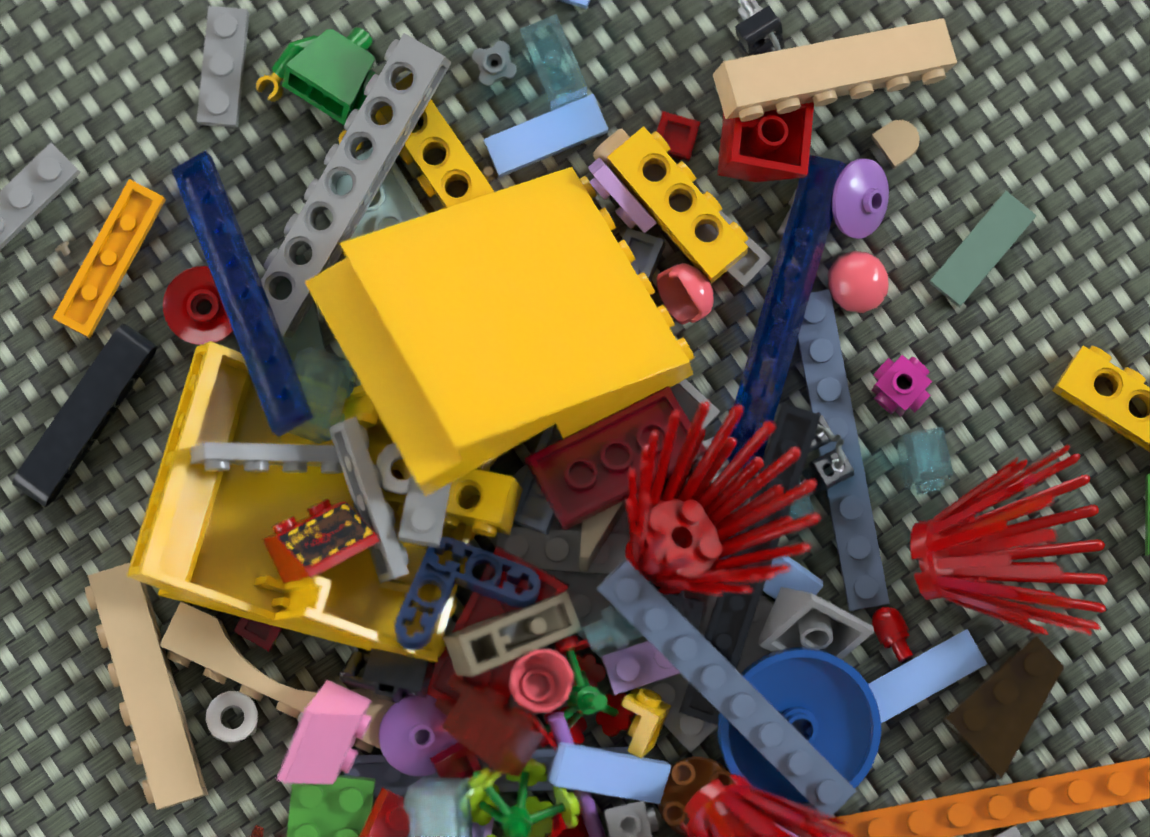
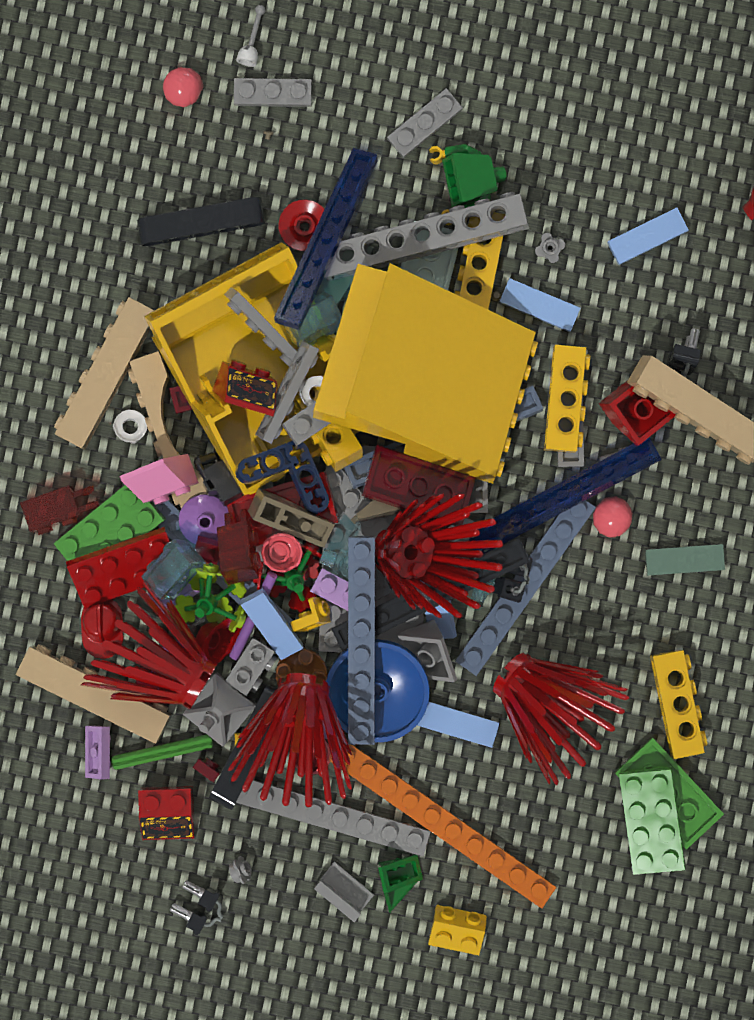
camera: 40 degrees right, 5 degrees up
(109, 258) = (284, 160): light orange plate -> none
(553, 62) = (576, 275): clear light blue brick -> none
(610, 145) = (563, 340): tan tile -> none
(630, 209) = (544, 357): lavender plate -> none
(679, 134) = (600, 366): red tile -> none
(685, 293) = (528, 442): coral hair -> none
(860, 198) = (652, 480): medium lavender dish -> none
(892, 631) = (464, 689): red cylinder -> none
(893, 398) = (572, 584): dark pink brick -> none
(897, 141) = (697, 471): tan tile -> none
(924, 460) = (557, 629): clear light blue brick -> none
(1005, 705) = (480, 774): dark brown wedge -> none

